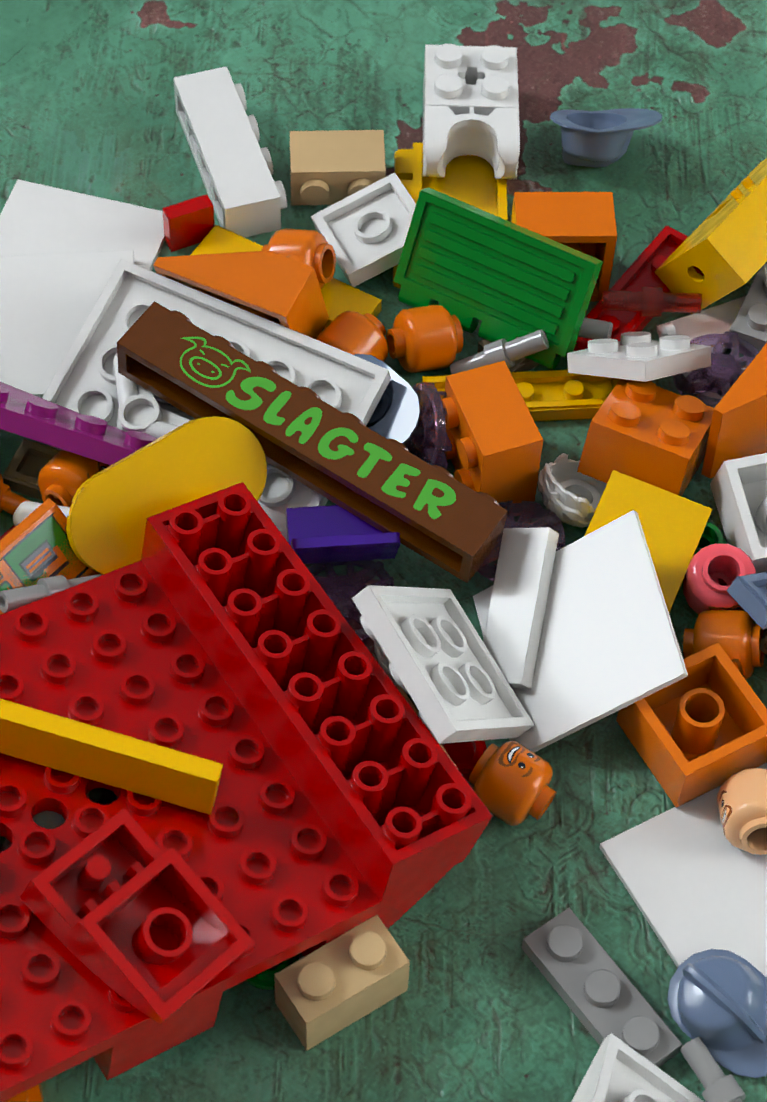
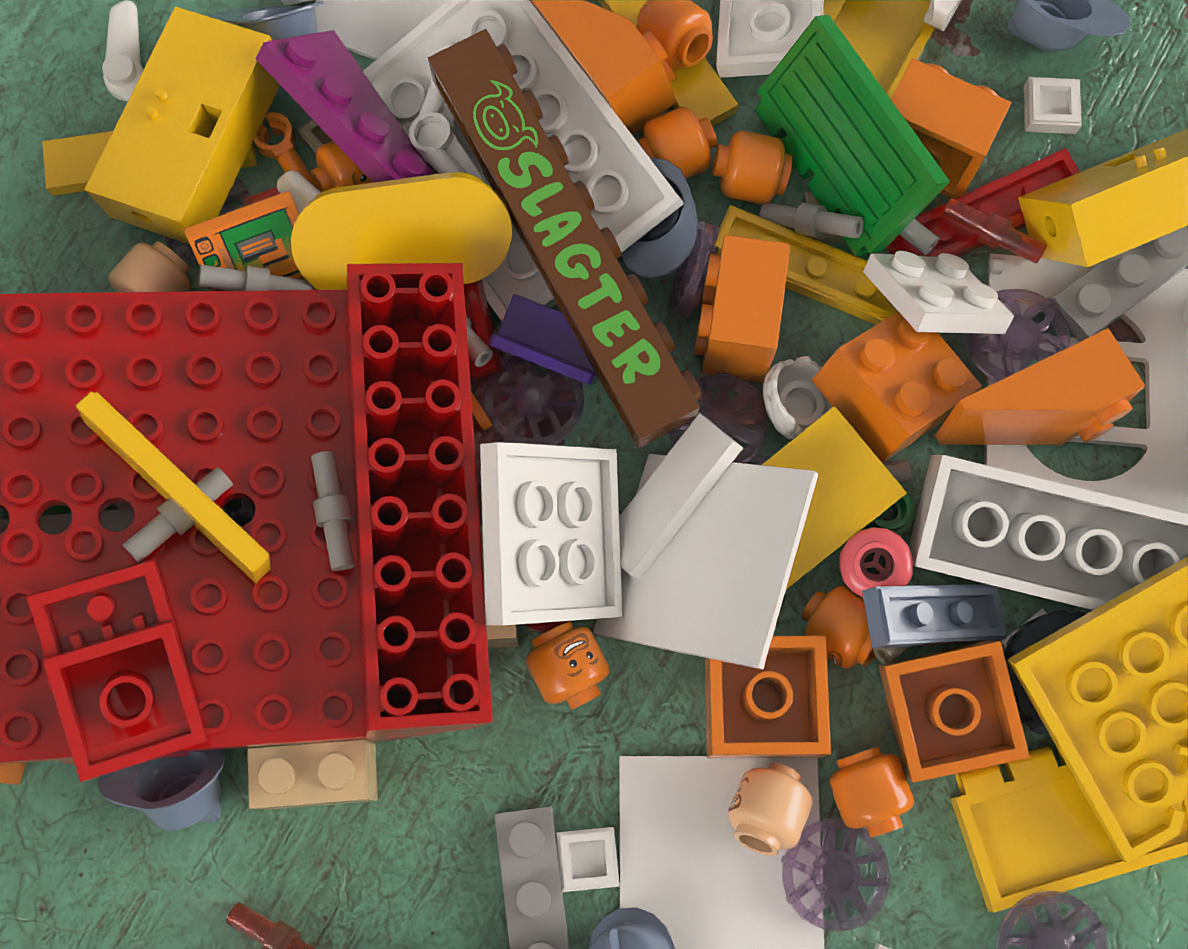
camera: 30 degrees right, 20 degrees up
(109, 785) = (173, 518): none -> light grey bar
(215, 1061) = (170, 790): none -> sand blue piece
(245, 724) = (332, 511): none -> light grey bar
(629, 937) = (587, 859): none -> white tile
(637, 201) = (1052, 105): none -> white tile

